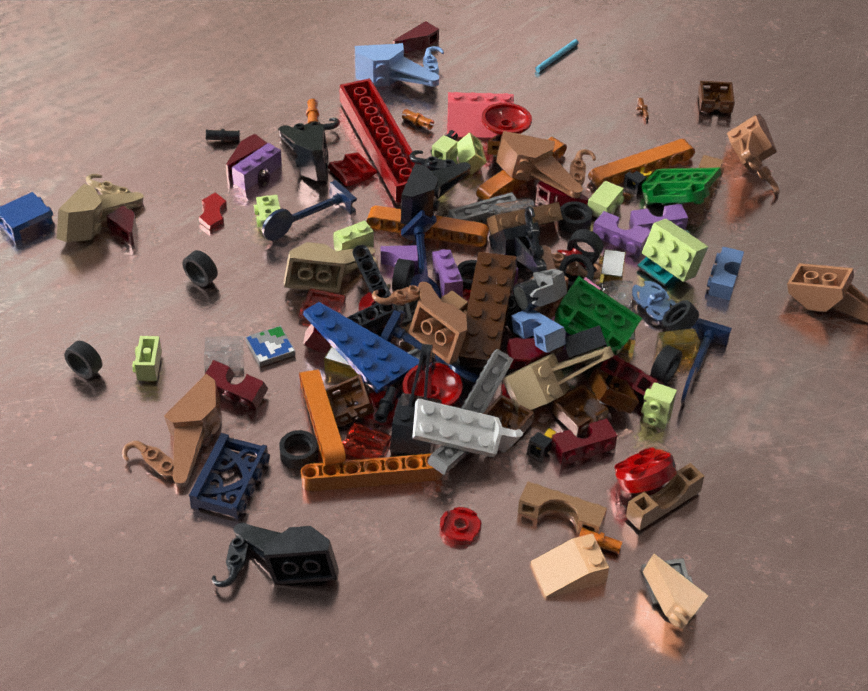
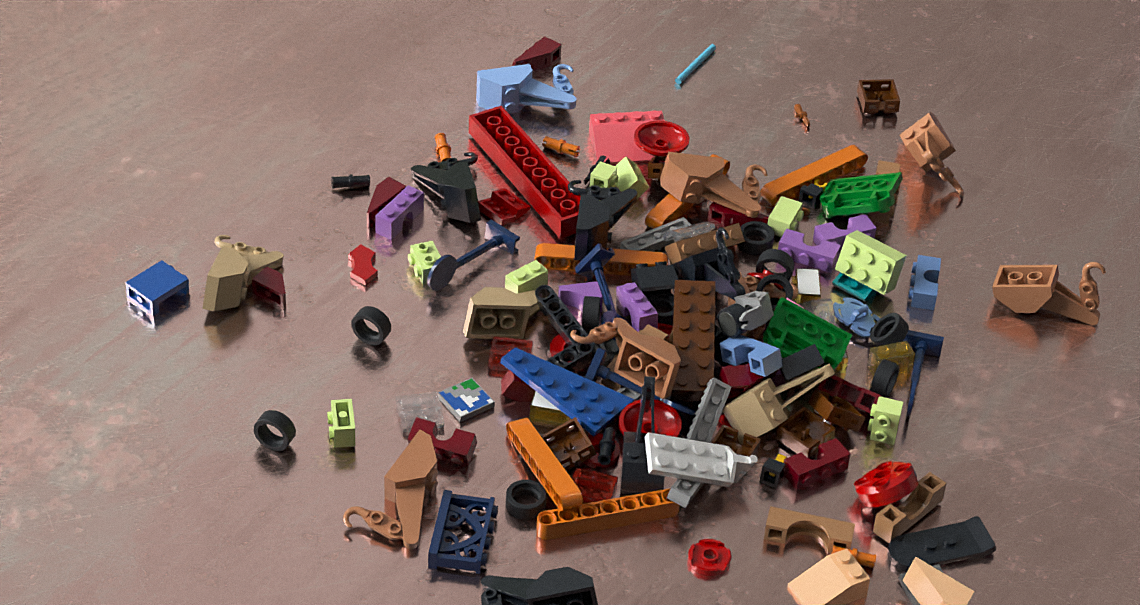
camera: 10 degrees left, 5 degrees down
(468, 246) = (654, 278): none -> black slope
(690, 537) = (942, 544): none -> black piece

